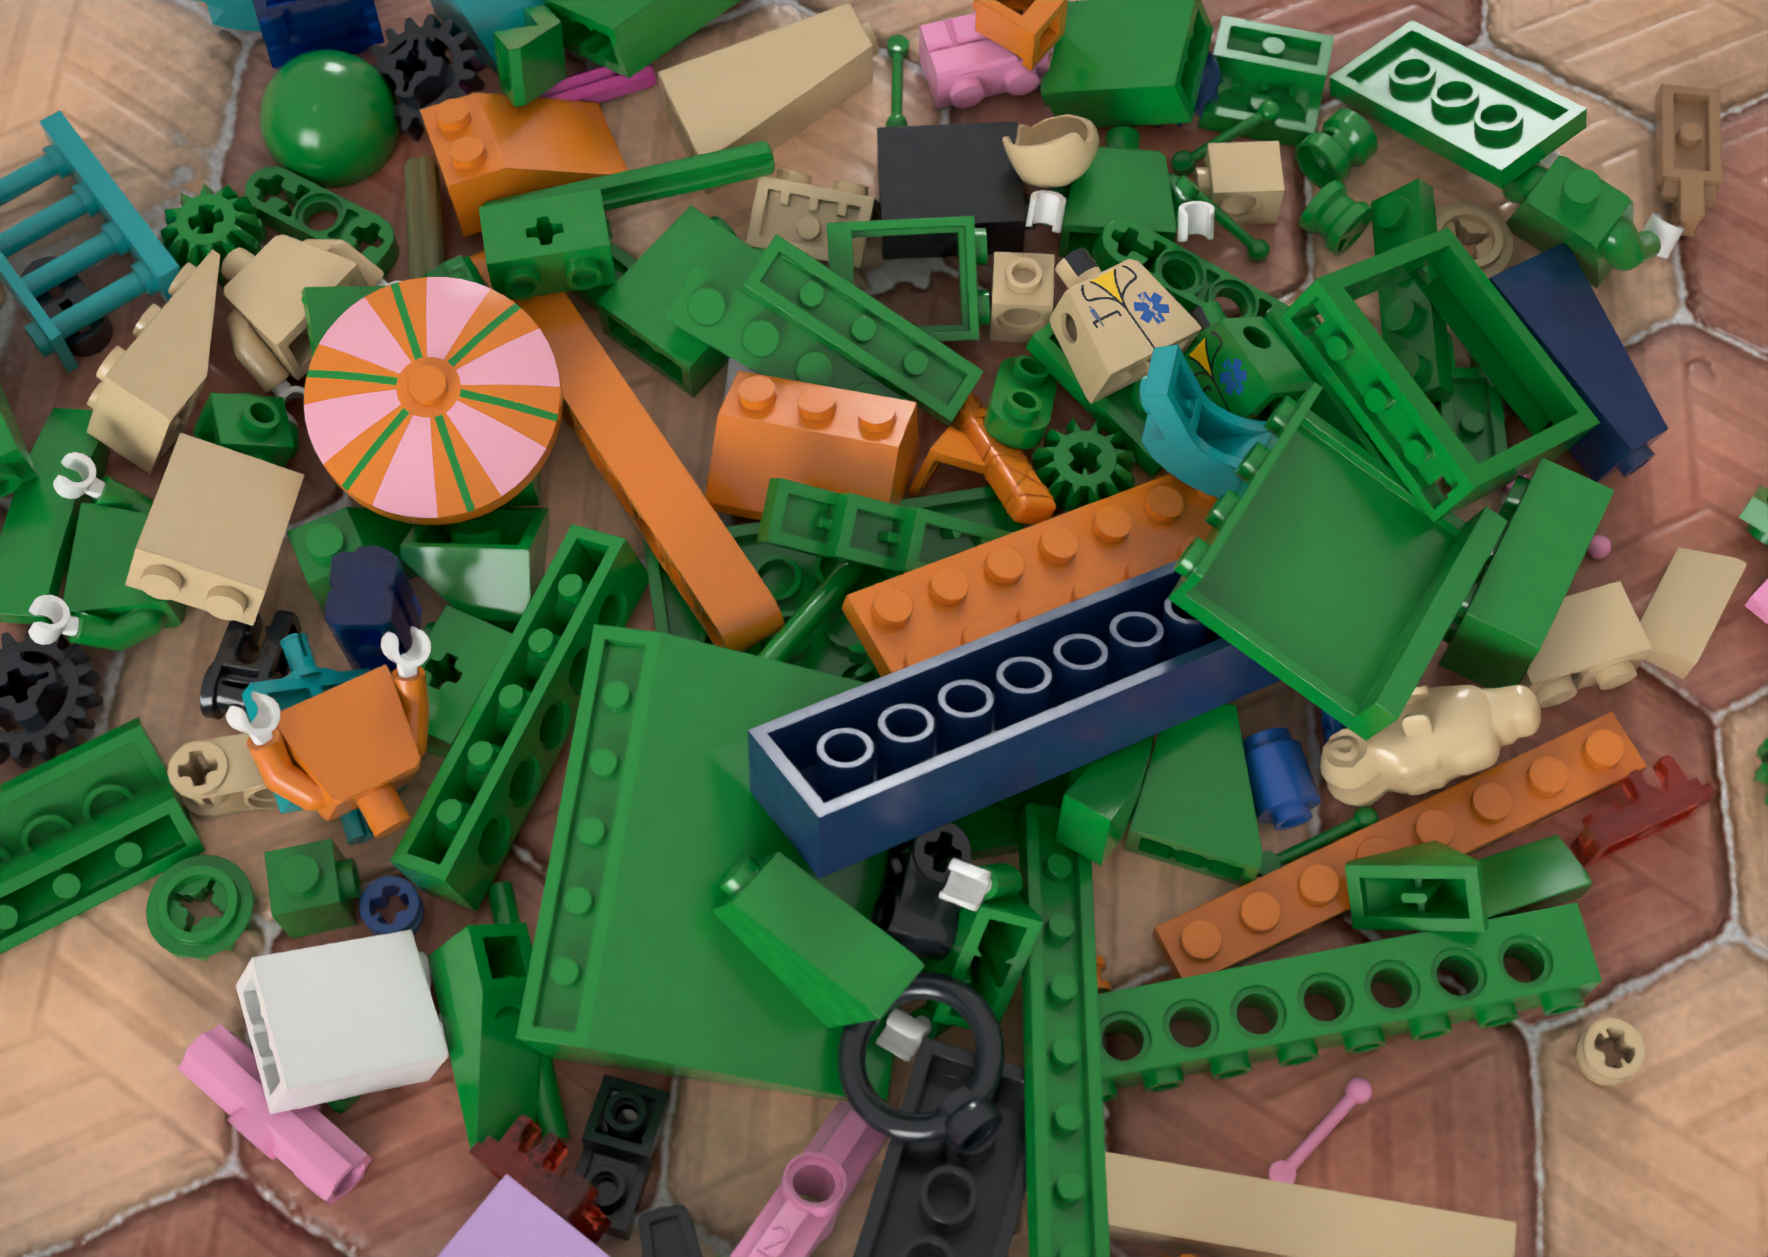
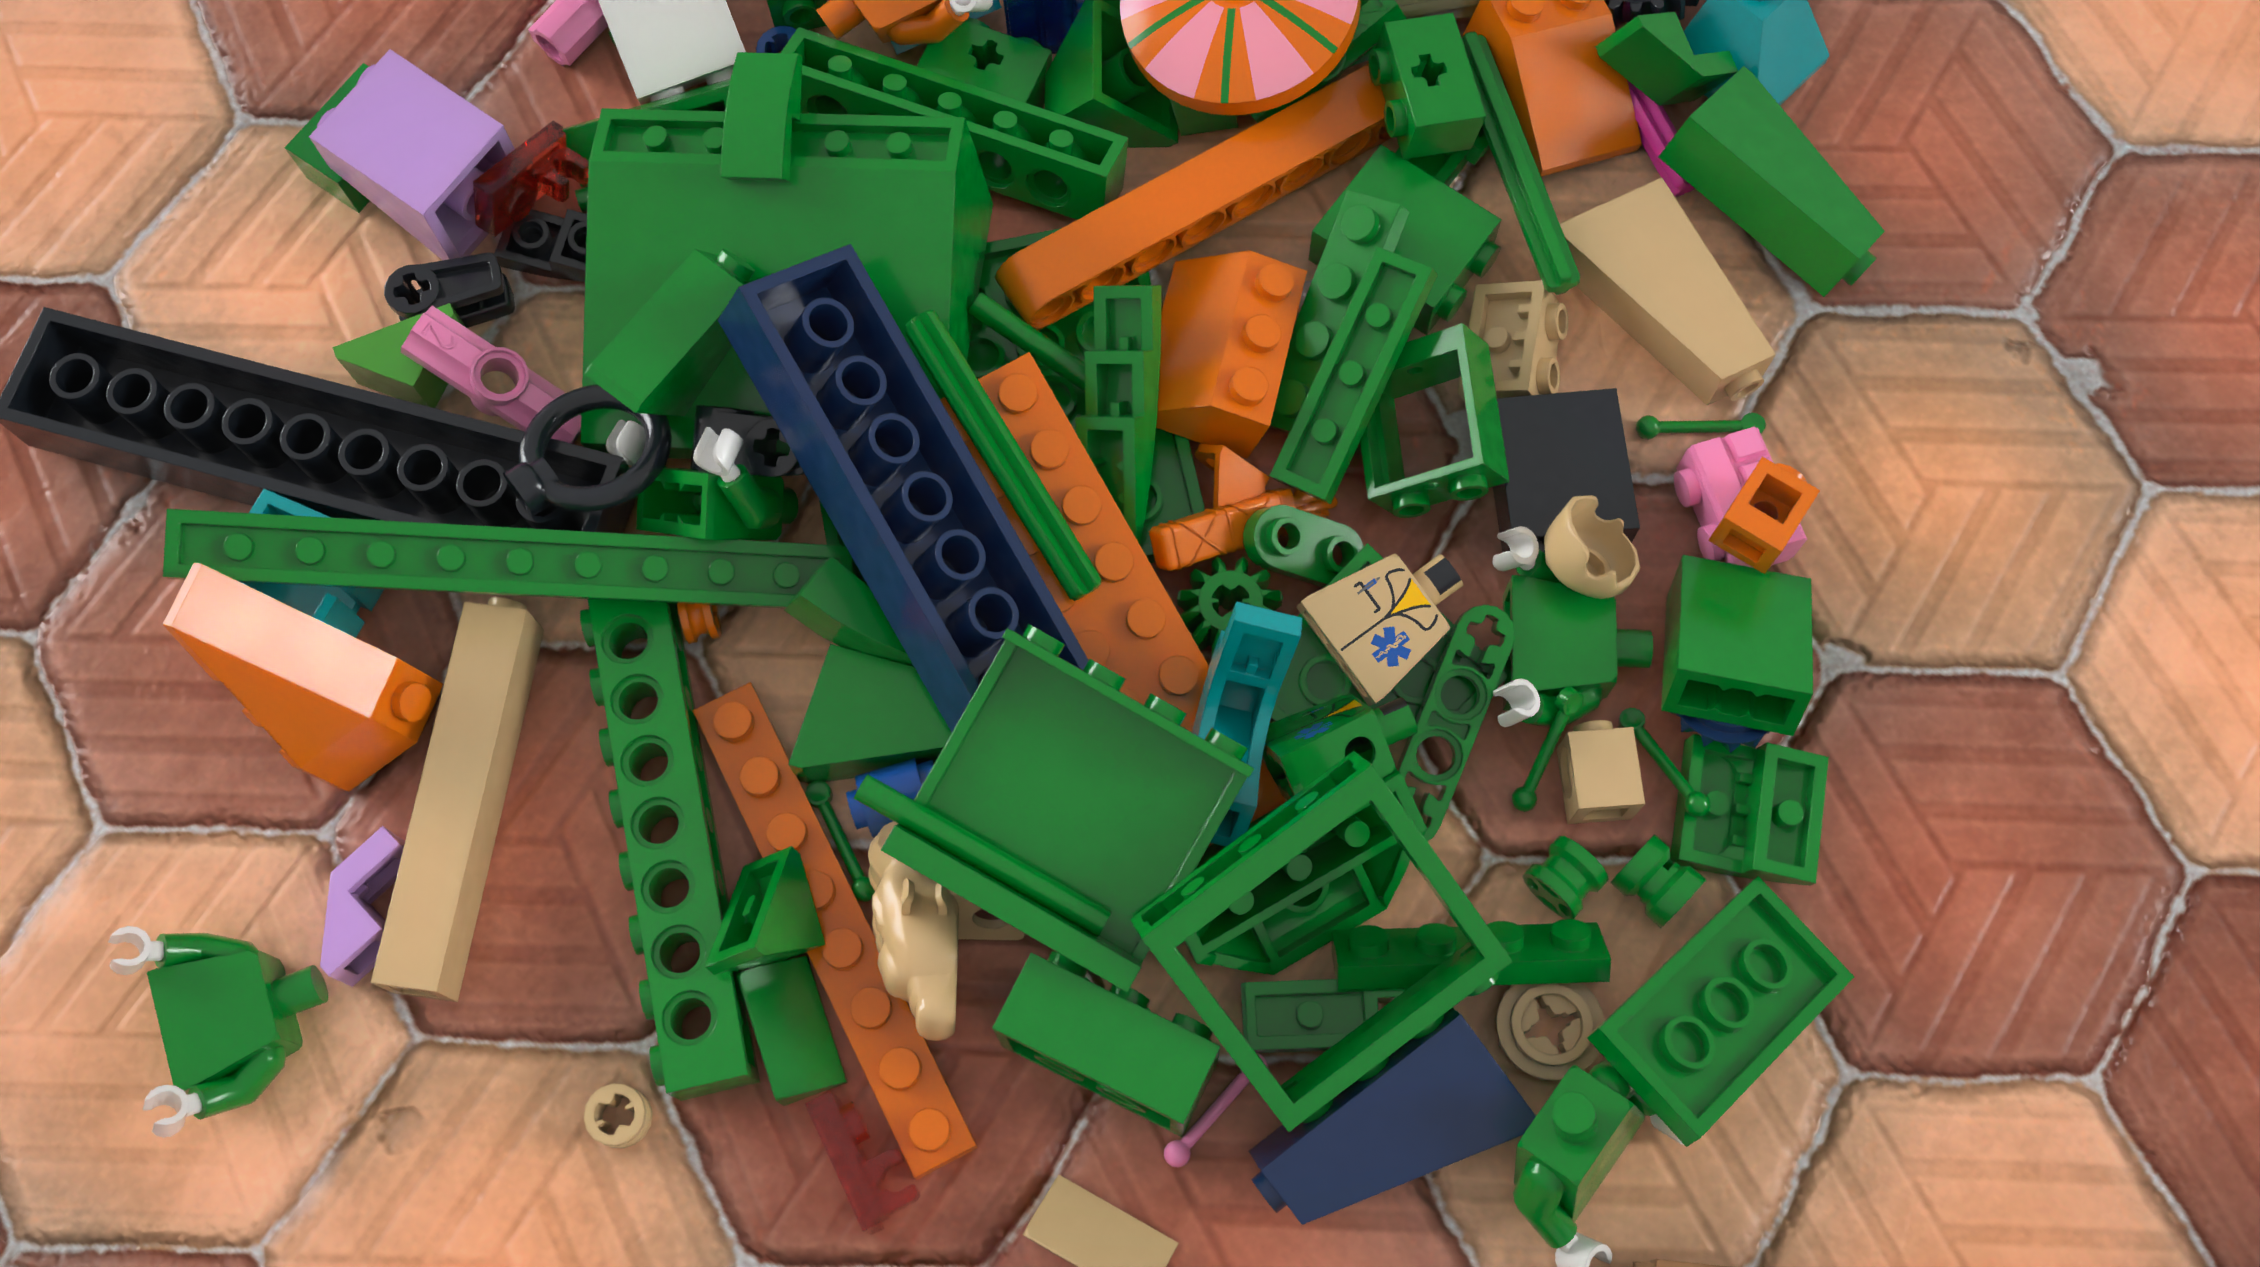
camera: 90 degrees right, 5 degrees up
(570, 833) = (759, 116): none -> green slope
(961, 619) = (1002, 455): none -> green axle
(1021, 295) = (1430, 530): tan brick -> none
(1357, 1091) = (522, 802): bright pink hinge -> none
(1383, 645) = (982, 855): none -> green bar
(1588, 644) = (1048, 1111): tan slope -> none

